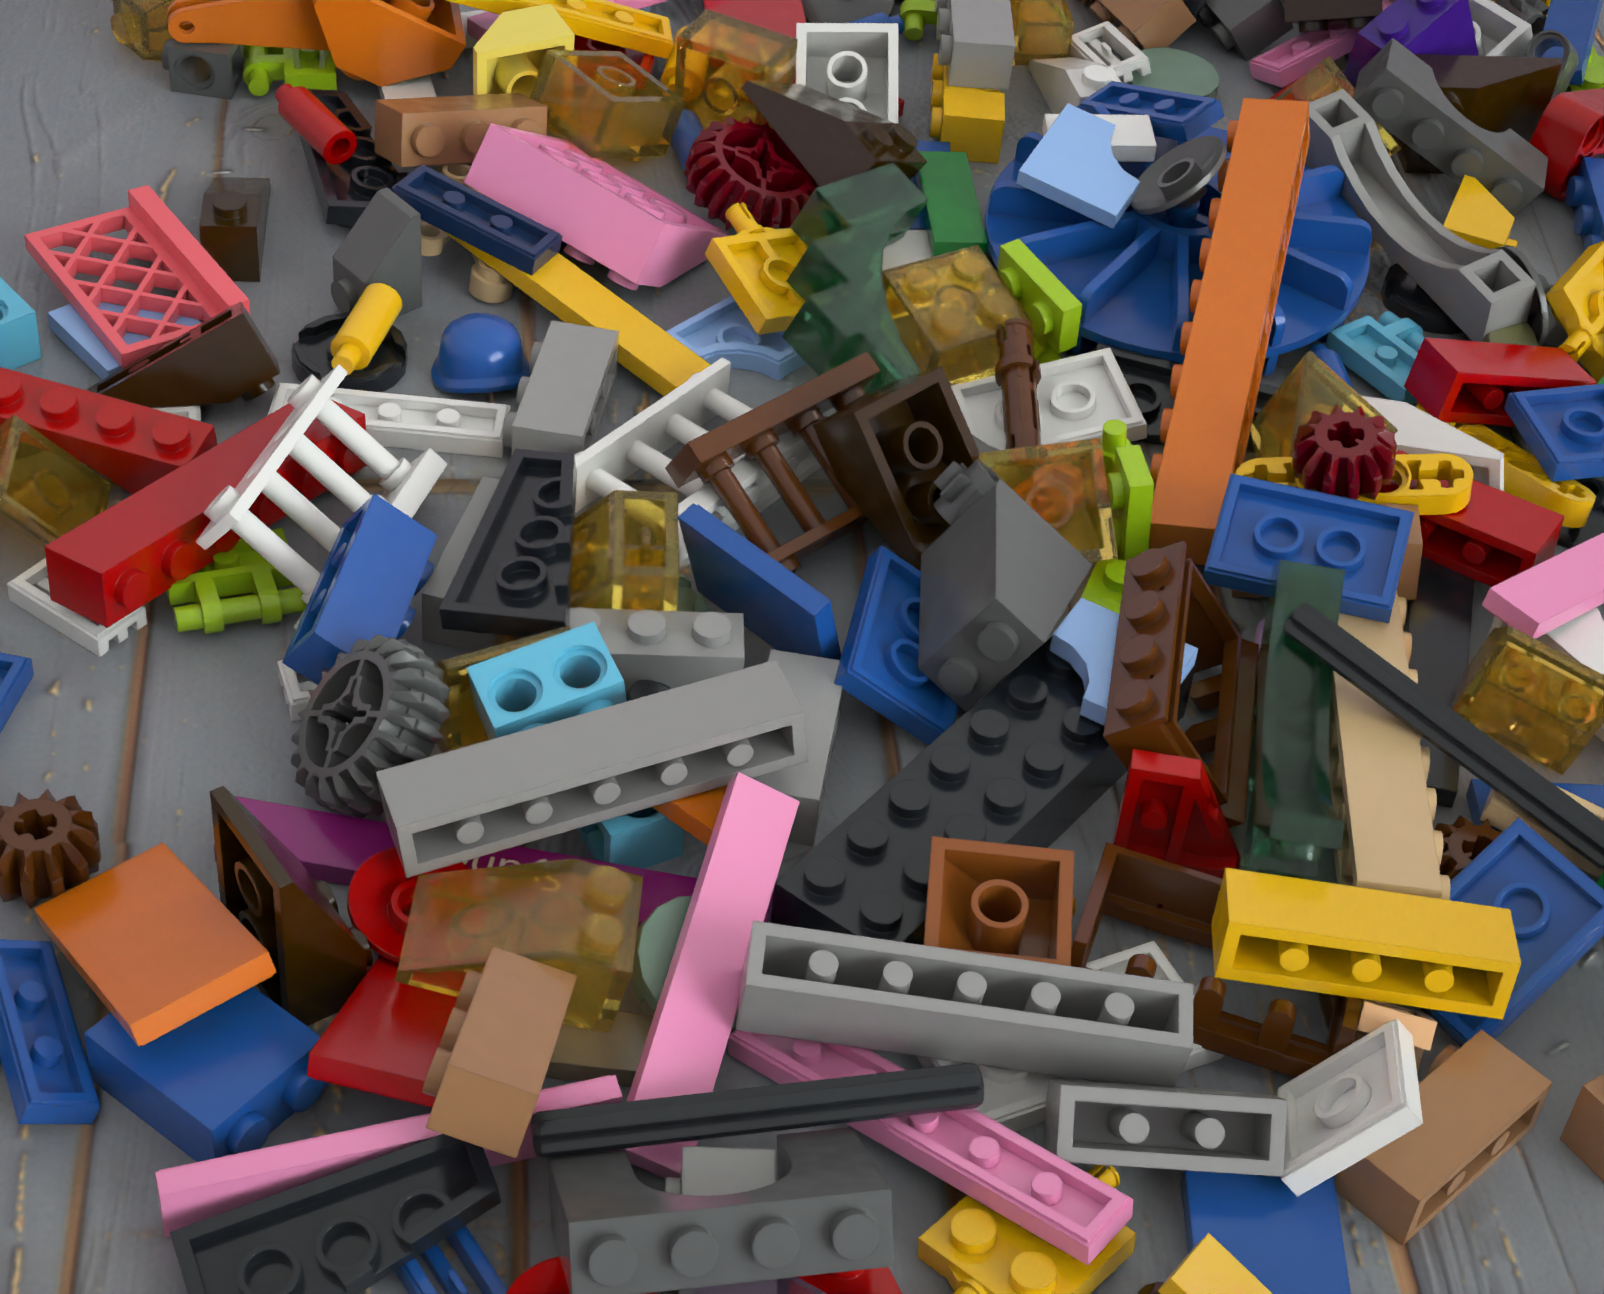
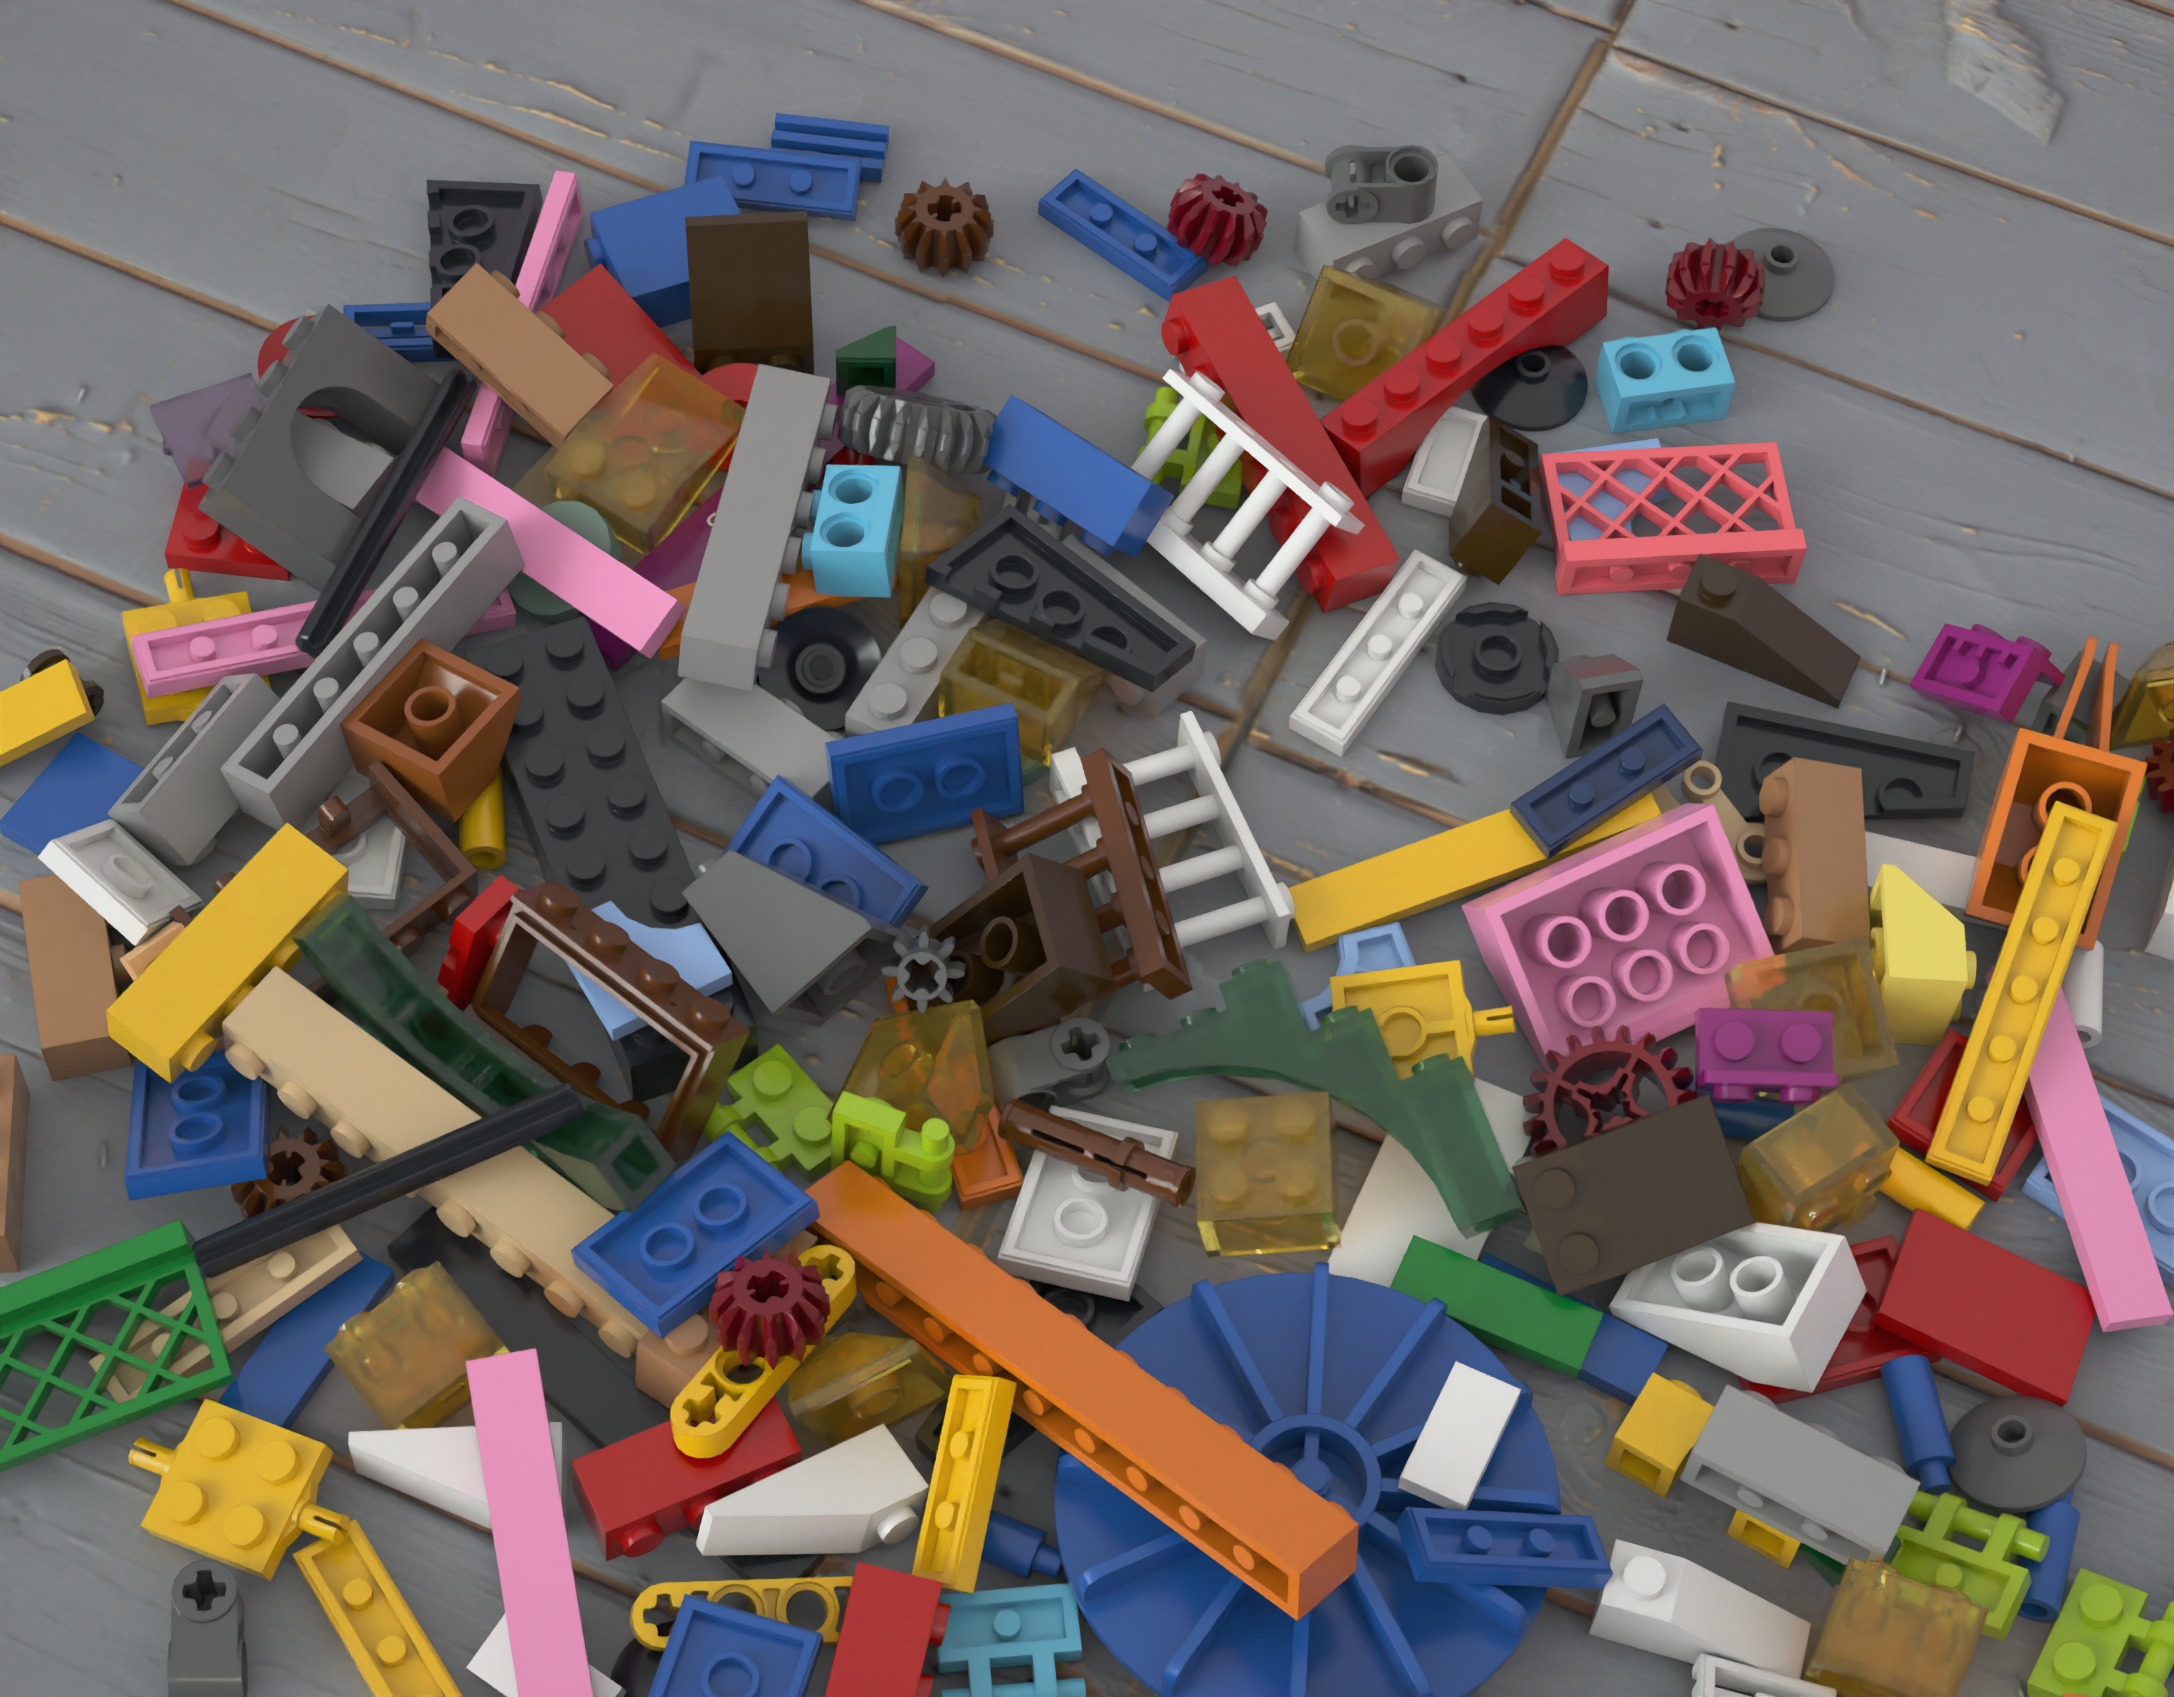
camera: 120 degrees right, 15 degrees up
(154, 943) = (848, 243): orange tile -> none
(219, 87) = (1983, 671): none -> magenta bracket
(291, 807) = (867, 361): none -> dark green slope
(315, 123) = (1869, 725): red cylinder -> none
(365, 327) = (1494, 650): yellow cylinder -> none
(479, 356) = (1427, 754): blue helmet -> none
(566, 390) = (1319, 781): light grey brick -> none
(679, 89) = (1764, 1053): none -> magenta bracket
(1043, 298) = (1233, 1248): lime plate -> none
(1078, 168) = (1393, 1358): light blue tile -> none
(1179, 175) = (1313, 1441): dark grey dish -> none
(1366, 365) = (964, 1481): none -> yellow tile

